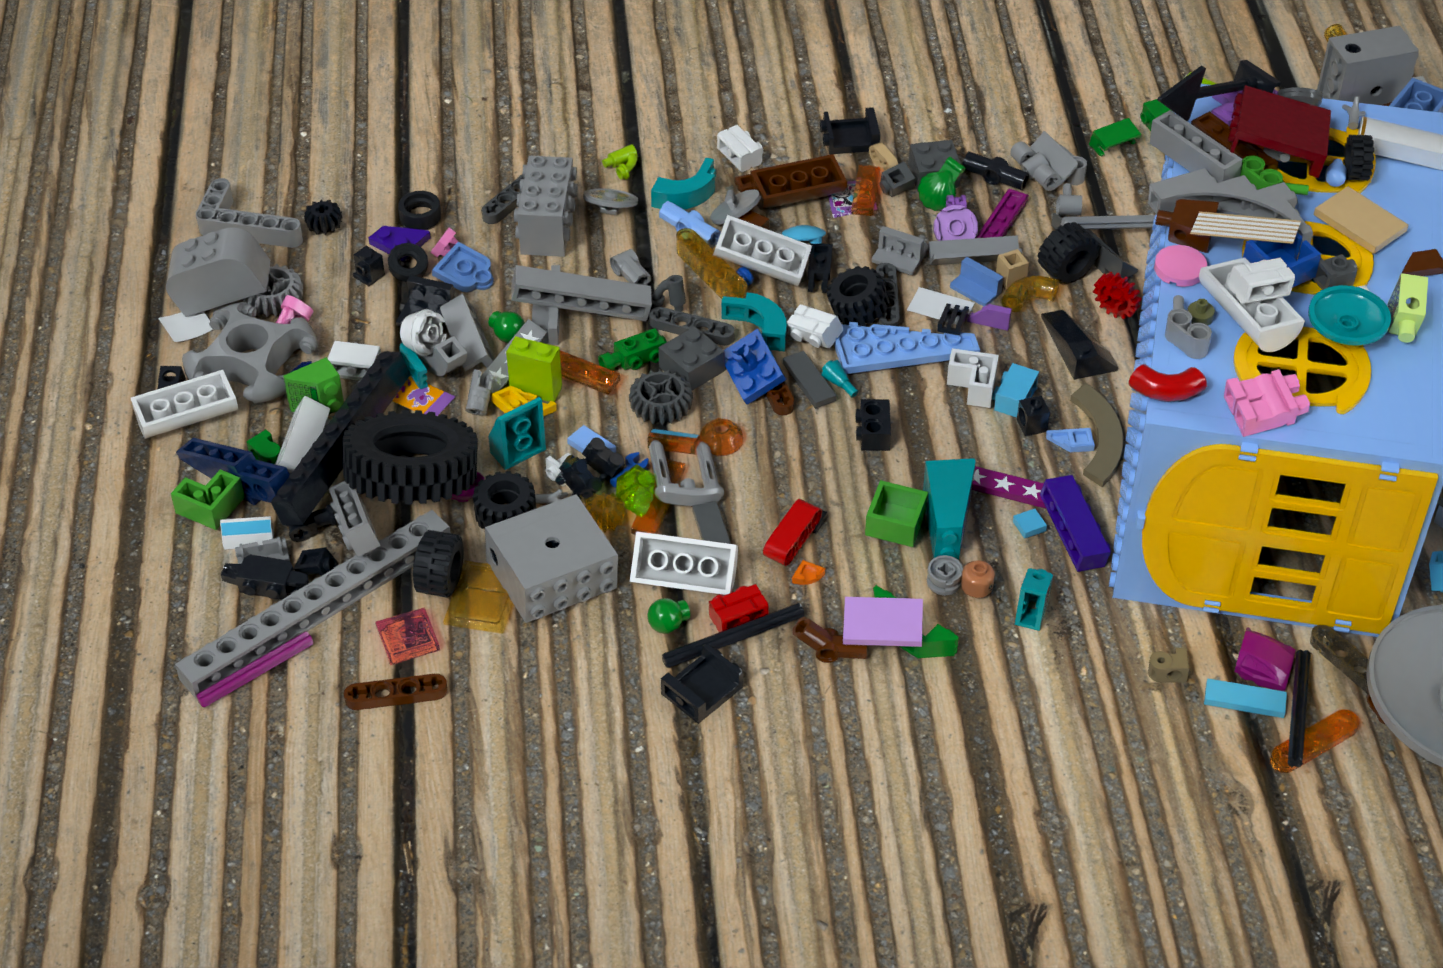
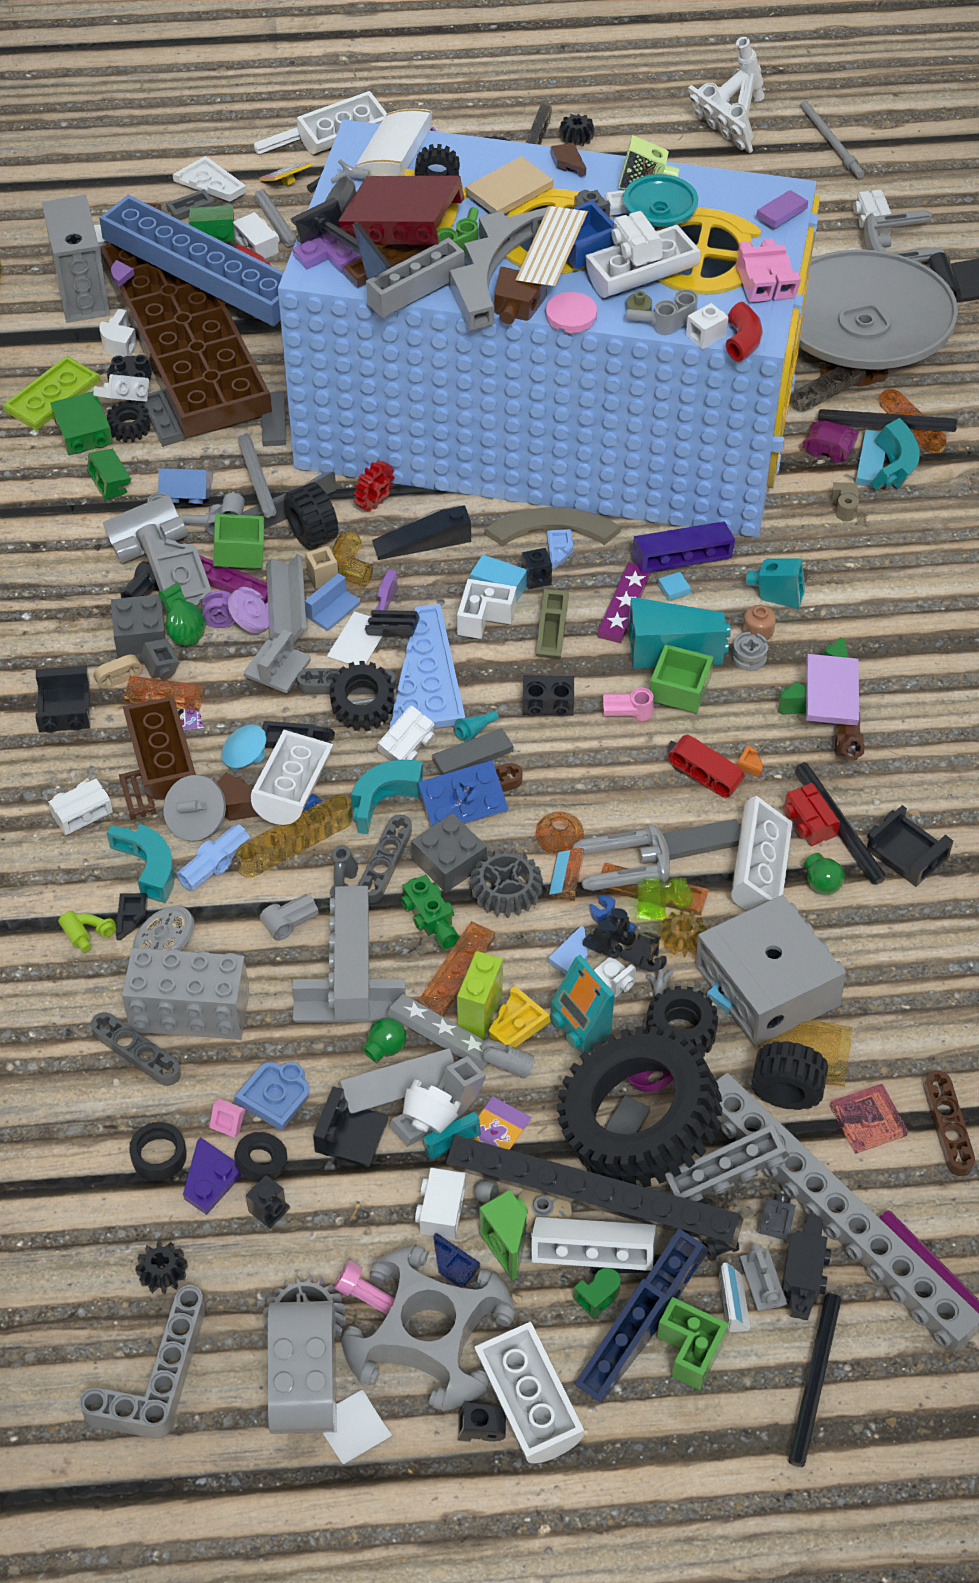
camera: 90 degrees left, 5 degrees up
(171, 583) = (814, 1380): none -> black axle
(636, 185) = (131, 913): none -> black tile
(867, 480) = (636, 704): none -> bright pink piece
(966, 429) = (552, 623): none -> olive slope
(991, 179) = (177, 564): none -> light grey wing
(1033, 211) = (238, 541): none -> bright green piece
(1110, 183) = (185, 484): none -> medium blue slope
(1171, 355) = (707, 326): none -> white brick
(1239, 718) = (902, 451): none -> teal arch
(1381, 426) = (782, 209): none -> medium lavender tile

